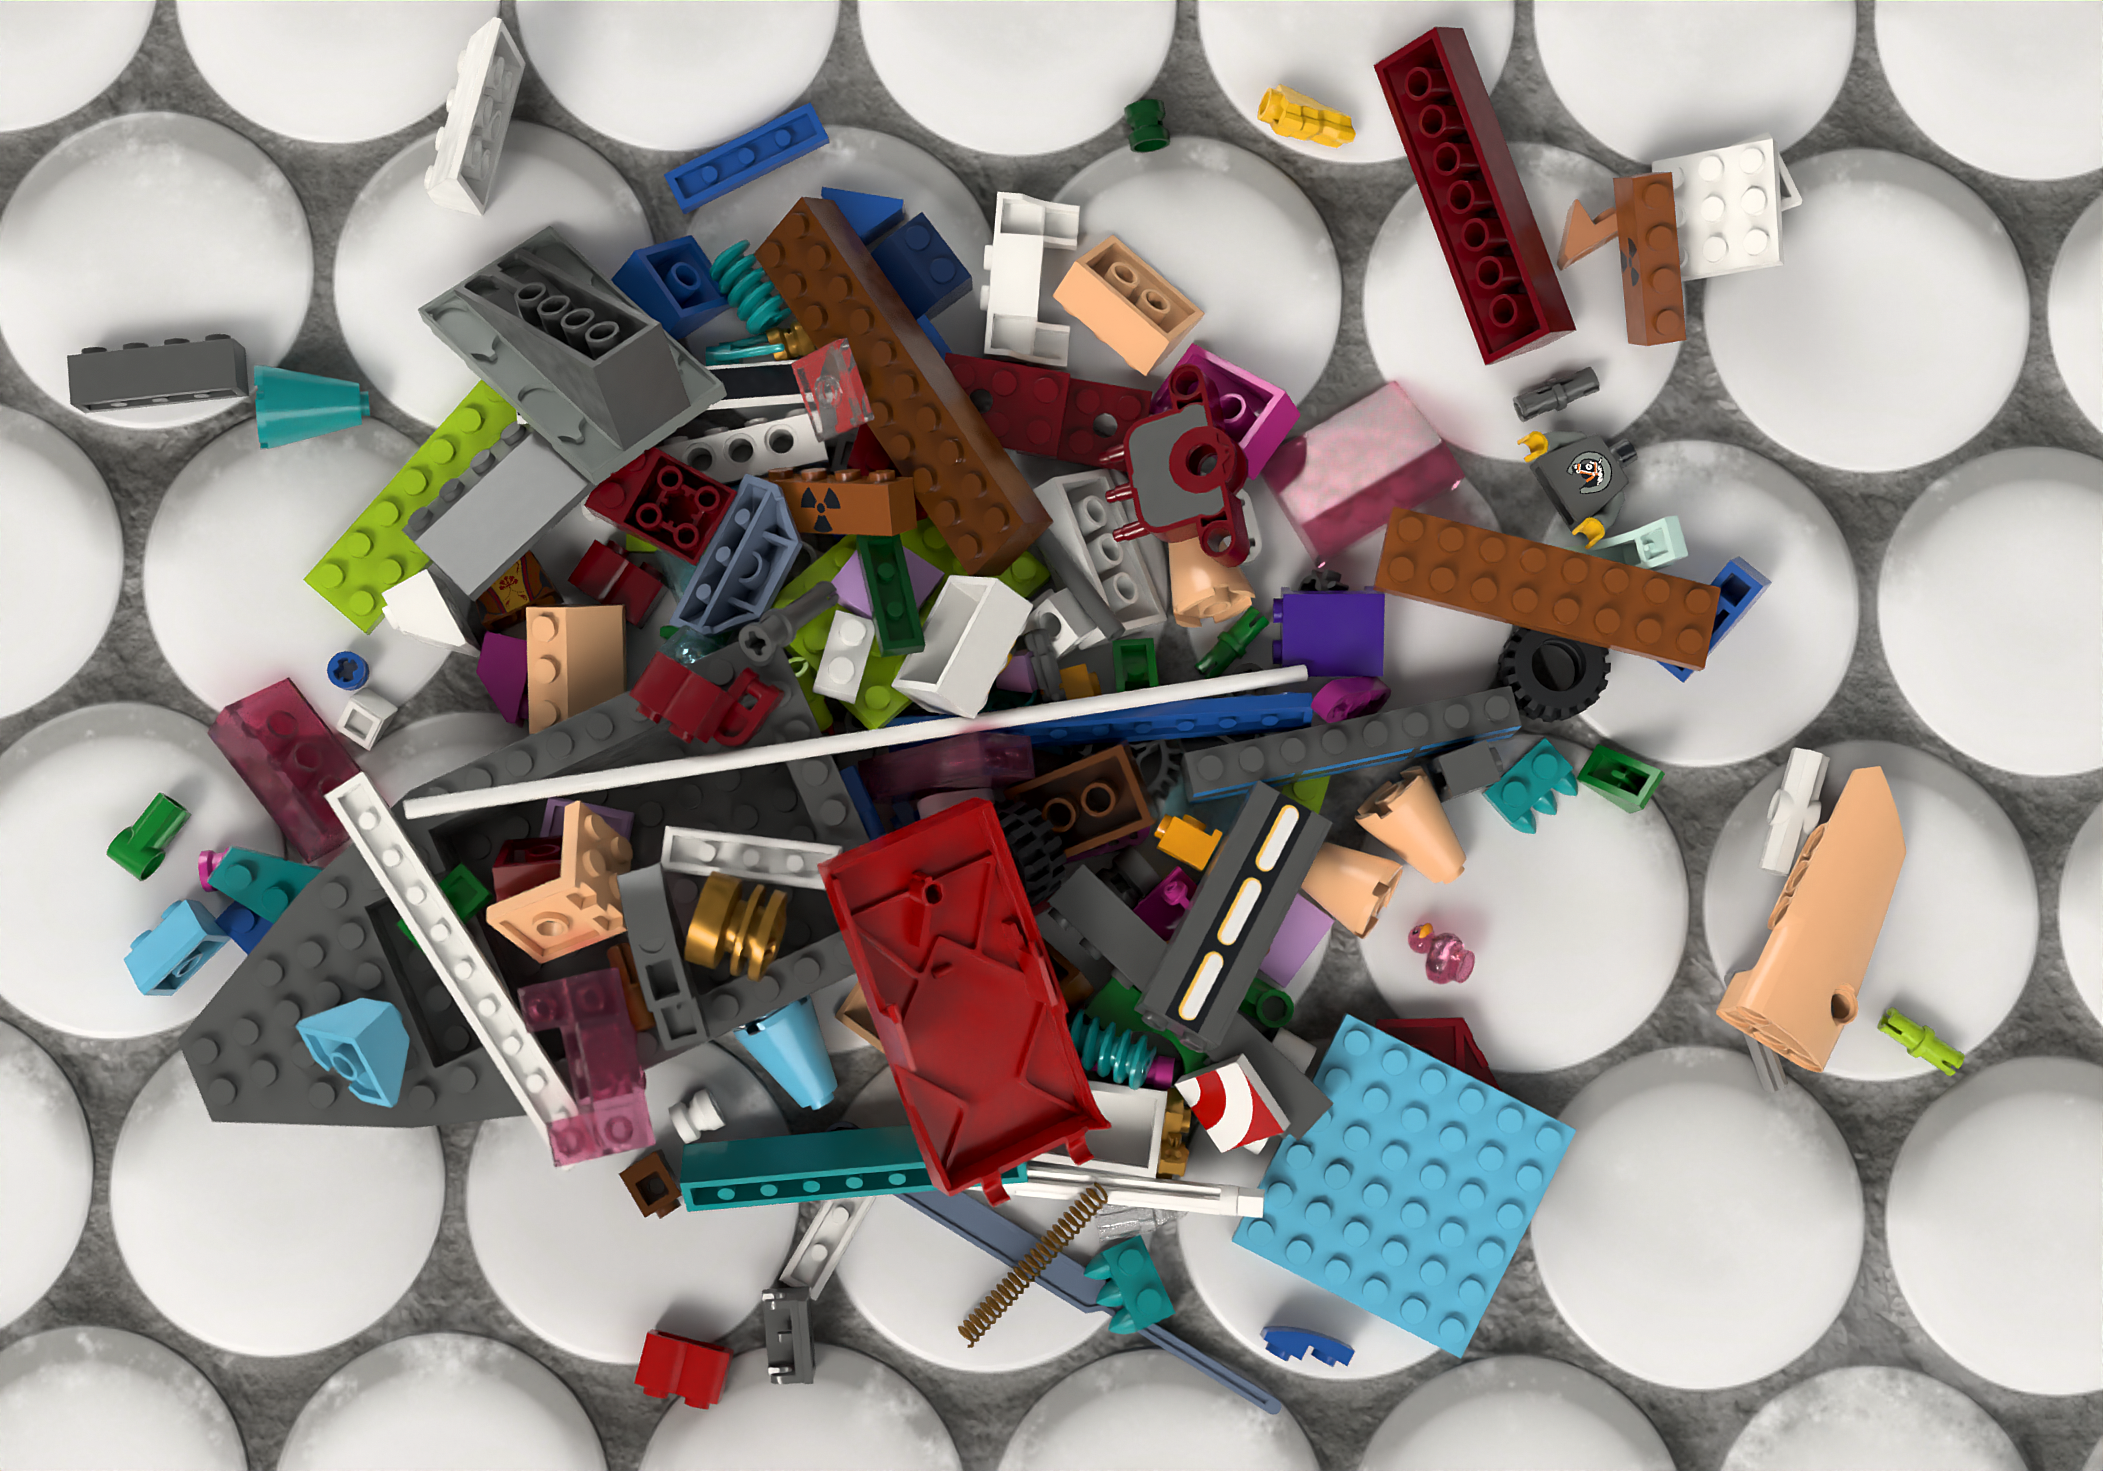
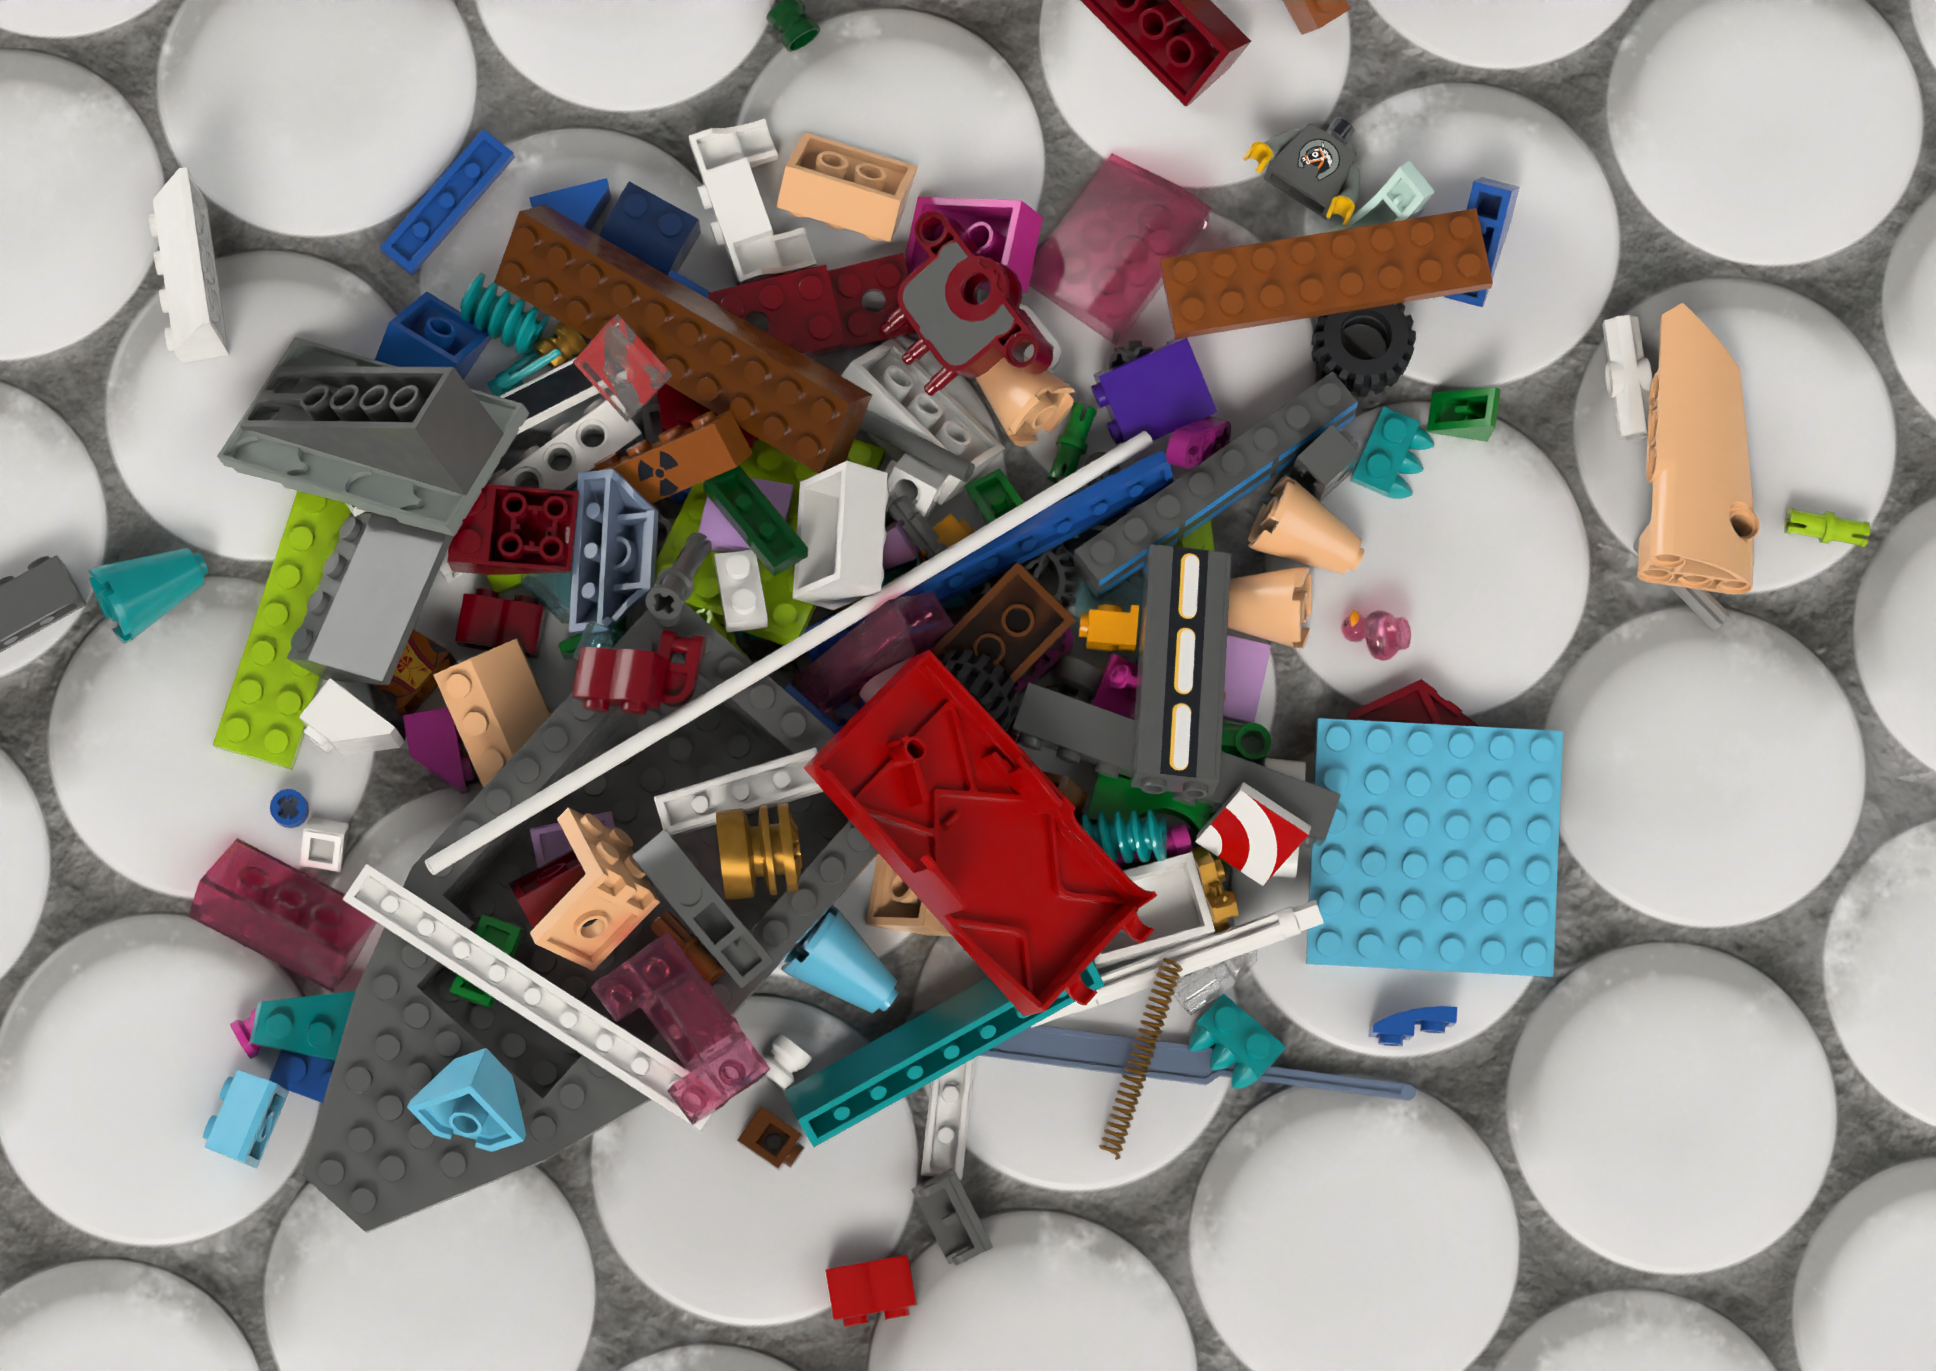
camera: 25 degrees left, 5 degrees down
(142, 846) = (172, 1044): green piece -> none
(1556, 394) = (1258, 105): dark grey pin -> none

